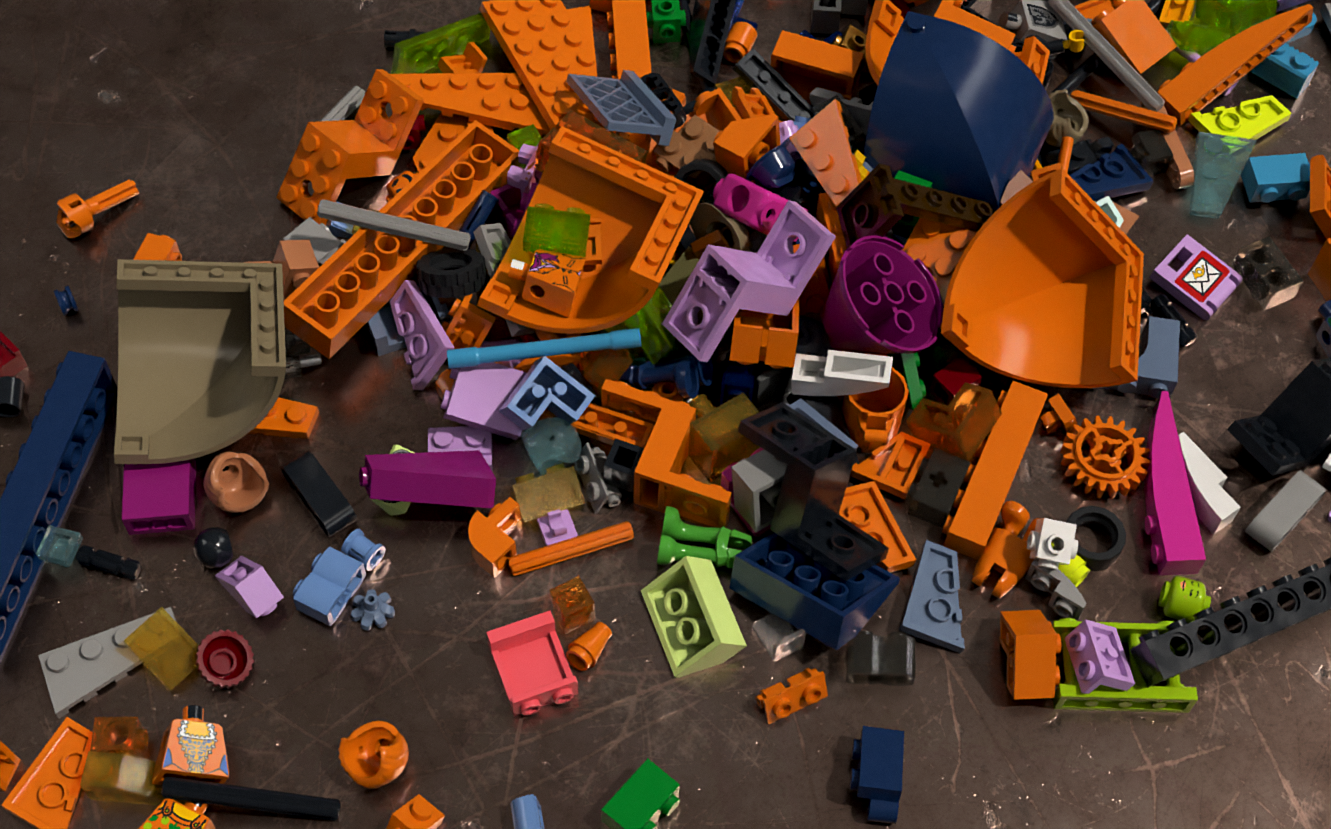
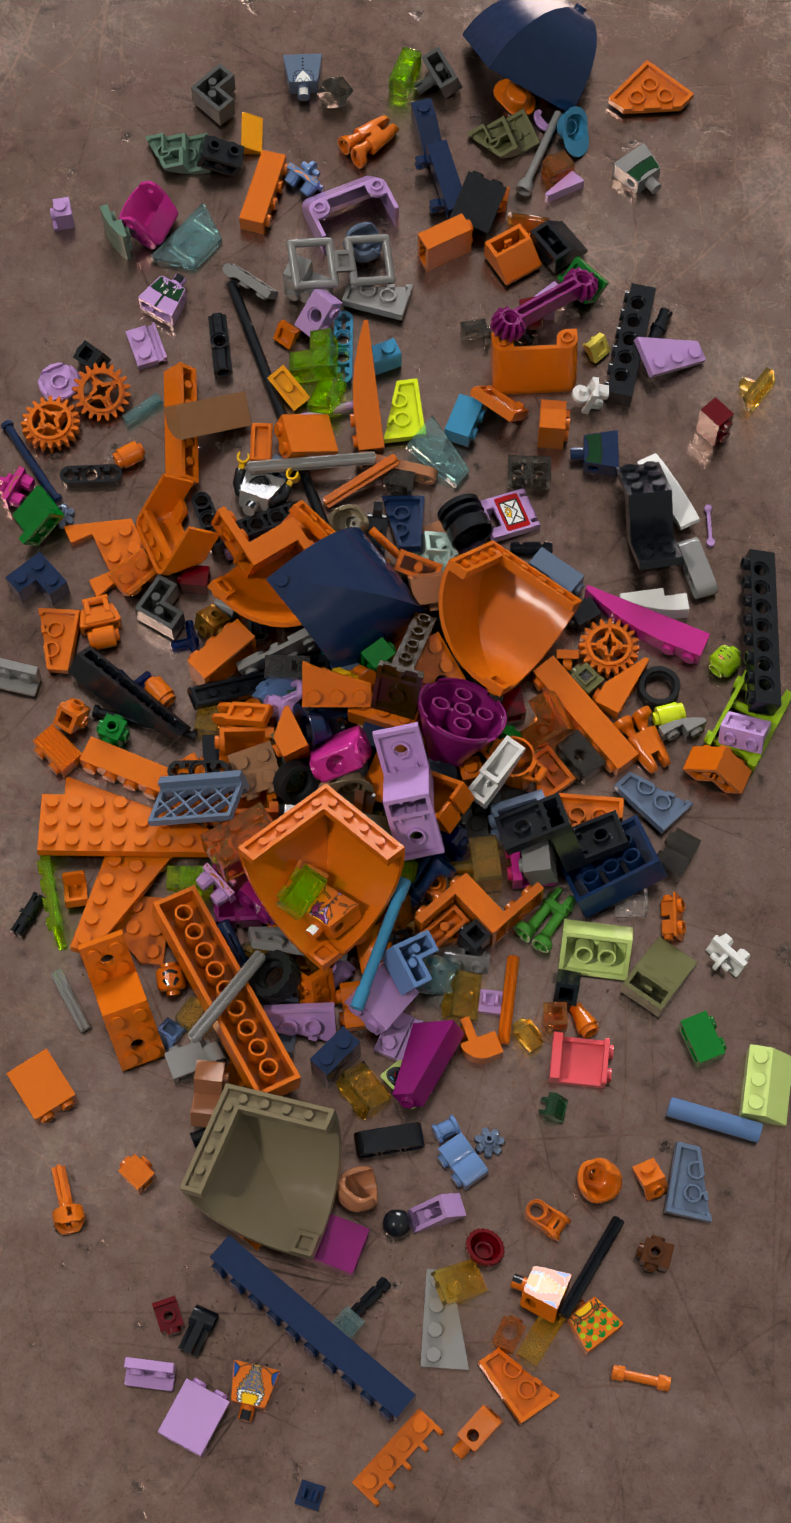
camera: 60 degrees left, 10 degrees up
(66, 300) = (139, 1250): dark blue bush -> none
(217, 129) = (42, 1087): none -> orange panel
(296, 722) = (548, 1219): none -> orange piece
(374, 434) = (362, 1089): none -> clear yellow bracket
(388, 382) = (335, 1057): none -> dark blue brick
(453, 662) = (555, 1107): none -> clear green tile
(534, 588) = (527, 1034): none -> clear yellow brick
(620, 602) = (567, 987): none -> black brick
(699, 708) = (658, 976): none -> olive slope
(771, 781) = (725, 956): none -> white hips
(879, 771) = (749, 894): dark blue hinge -> none
(1045, 447) = (587, 678): none -> olive window
(1058, 493) = (618, 690): none -> orange slope
(1062, 536) = (663, 714): white brick -> none
(1127, 405) = (585, 615): none -> black brick
(1155, 224) = (465, 521): none -> black wheel

